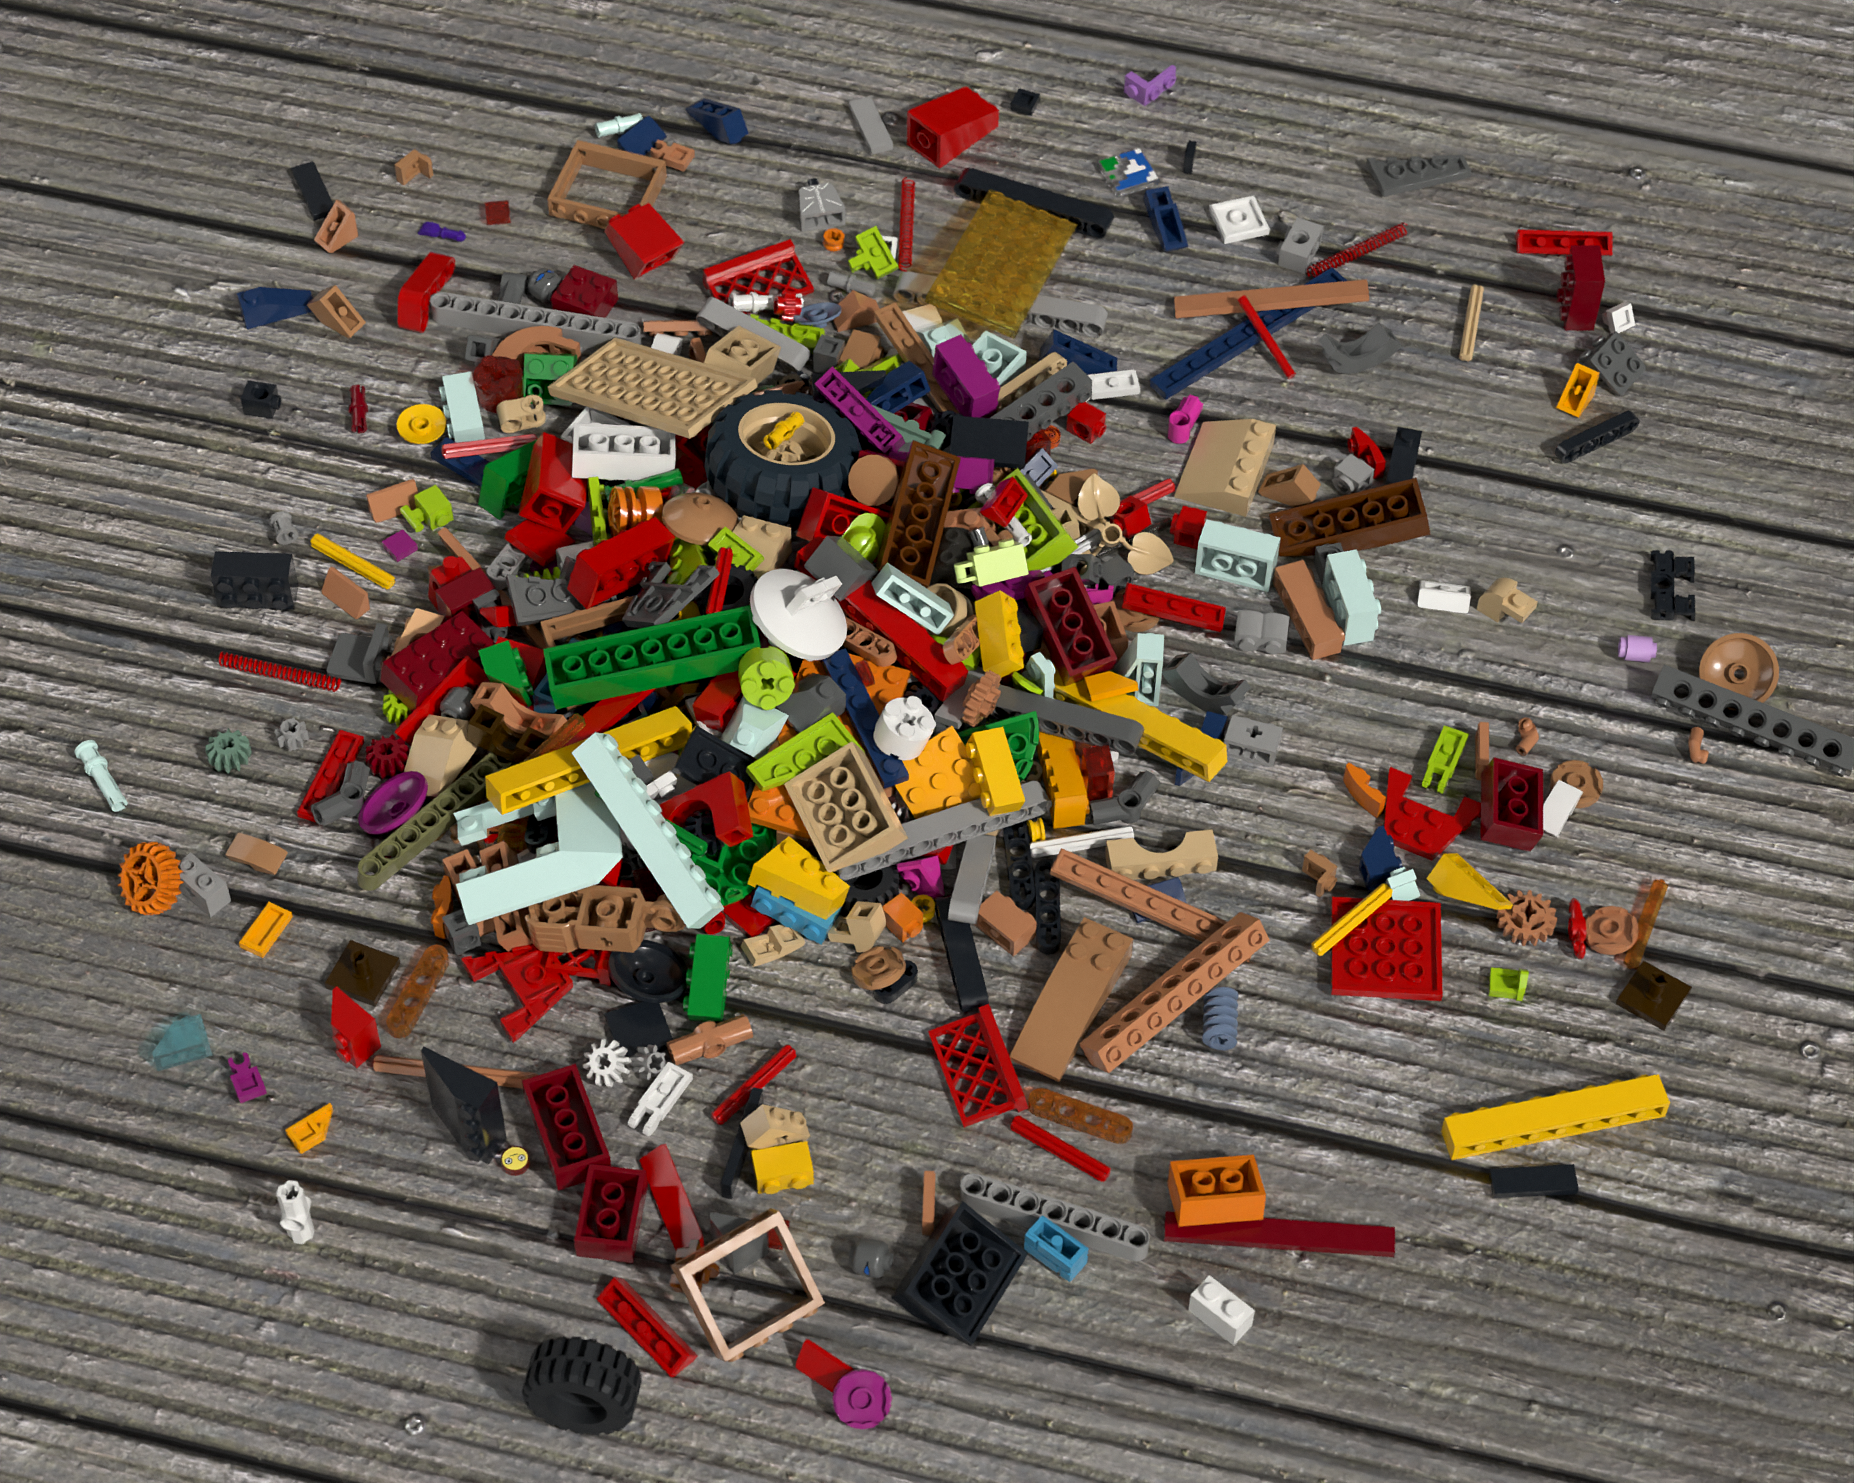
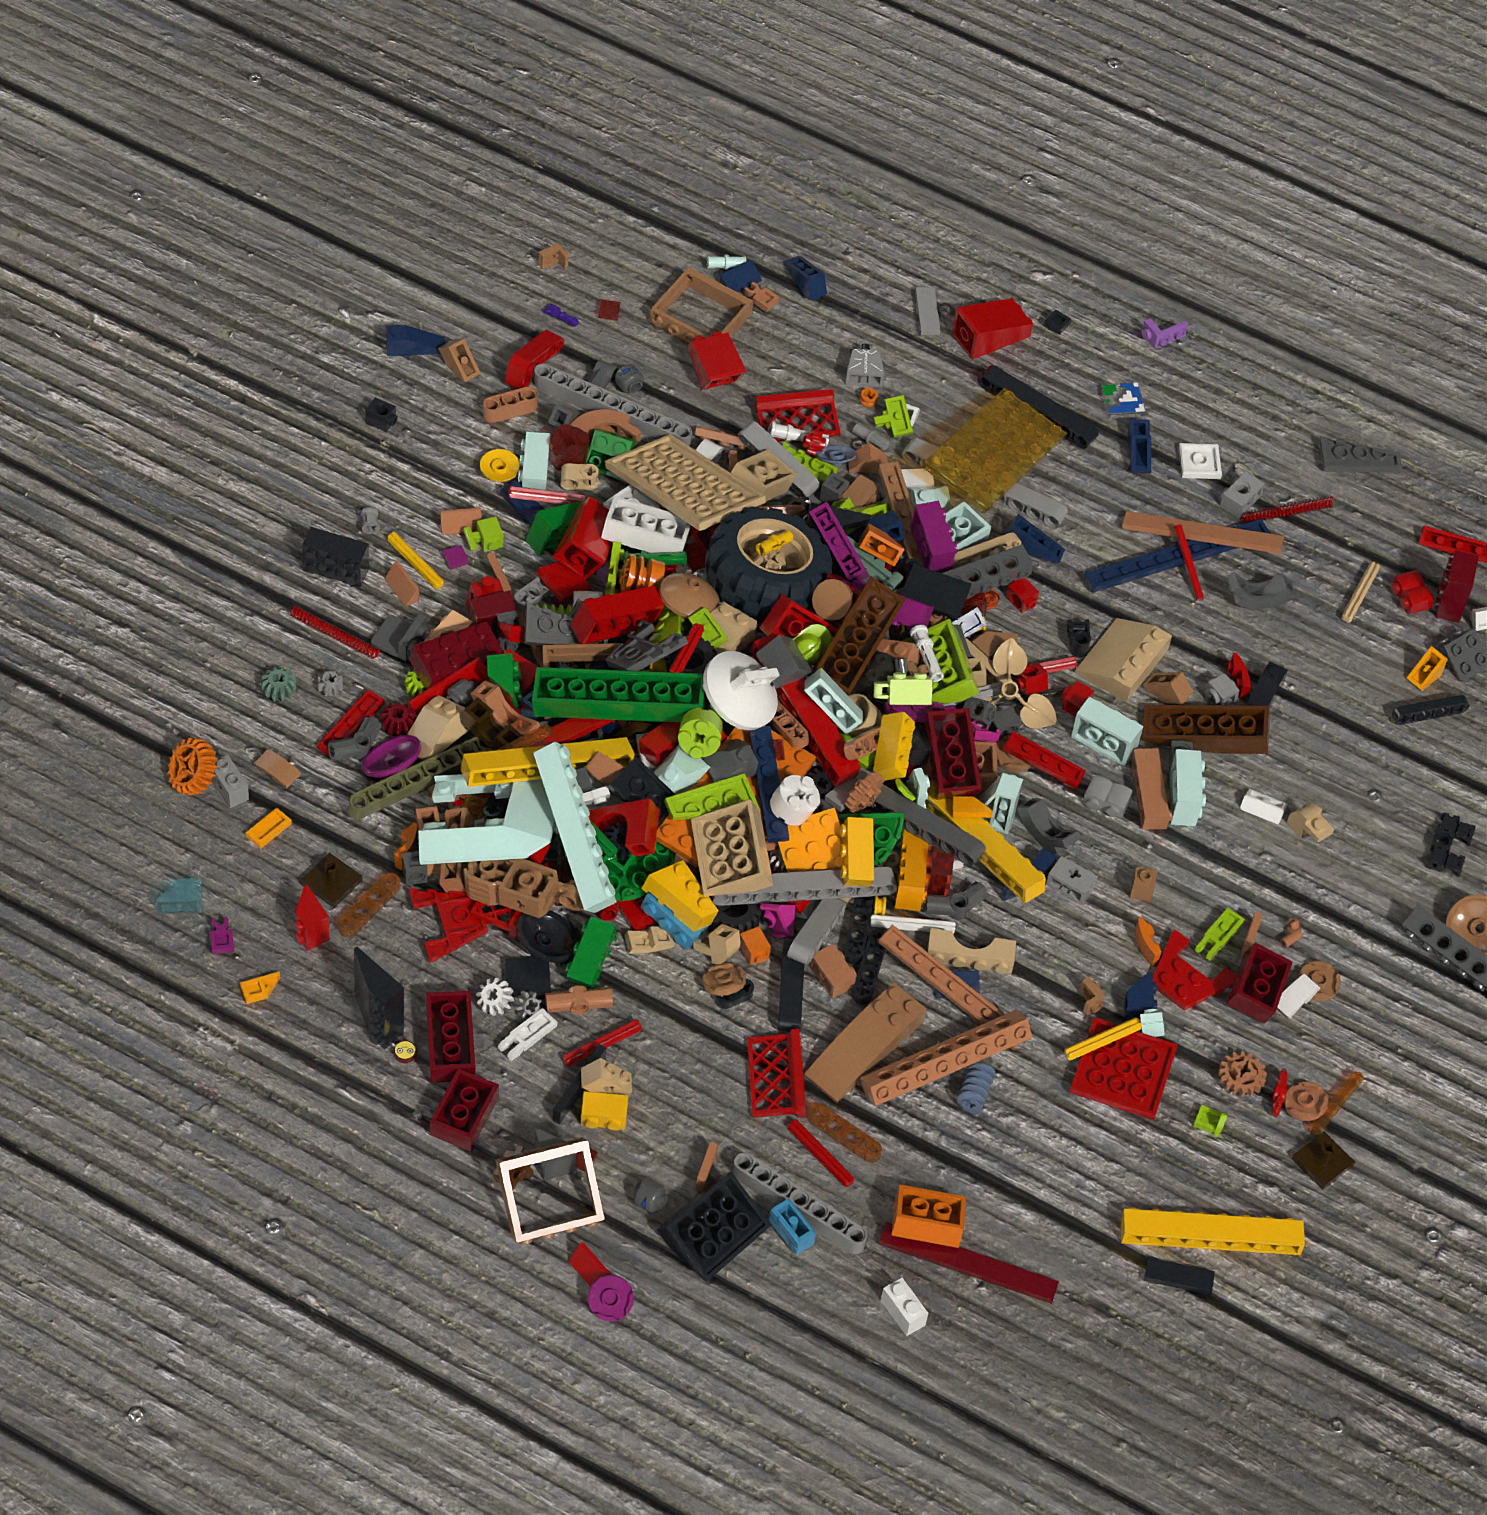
camera: 10 degrees right, 0 degrees up
(97, 767) = (176, 671): light aqua pin -> none
(295, 1212) = (229, 1045): white piece -> none
(313, 190) = (470, 257): black tile -> none
(337, 228) = (480, 292): nougat slope -> none
(358, 409) = (454, 441): dark red pin -> none
(412, 350) = (510, 404): none -> nougat beam
(416, 1068) = (348, 961): nougat axle -> none
(582, 1385) = (403, 1229): black tyre -> none
(585, 293) = (658, 393): dark red brick -> none
(646, 1326) = (466, 1201): red slope -> none
(661, 751) = (603, 769): none -> nougat slope
(671, 1198) = (513, 1110): red slope -> none
(903, 225) = (933, 400): red piece -> none
(907, 403) = (880, 545): none -> orange slope
(926, 900) = (773, 936): yellow bush -> none
(1004, 502) = (930, 643): red slope -> none
(1114, 384) = (1053, 569): white hinge -> none
(1167, 454) = (1079, 637): none -> black piece
(1183, 419) = (1101, 611): dark pink piece -> none
(1189, 157) = (1175, 400): black tile -> none
(1337, 723) = (1143, 884): none -> medium nougat brick
(1460, 881) = (1199, 1032): yellow slope -> none
(1531, 308) = (1412, 592): none -> red brick
(1637, 648) = (1403, 886): lavender brick -> none
(1694, 743) = (1424, 972): nougat arm -> none

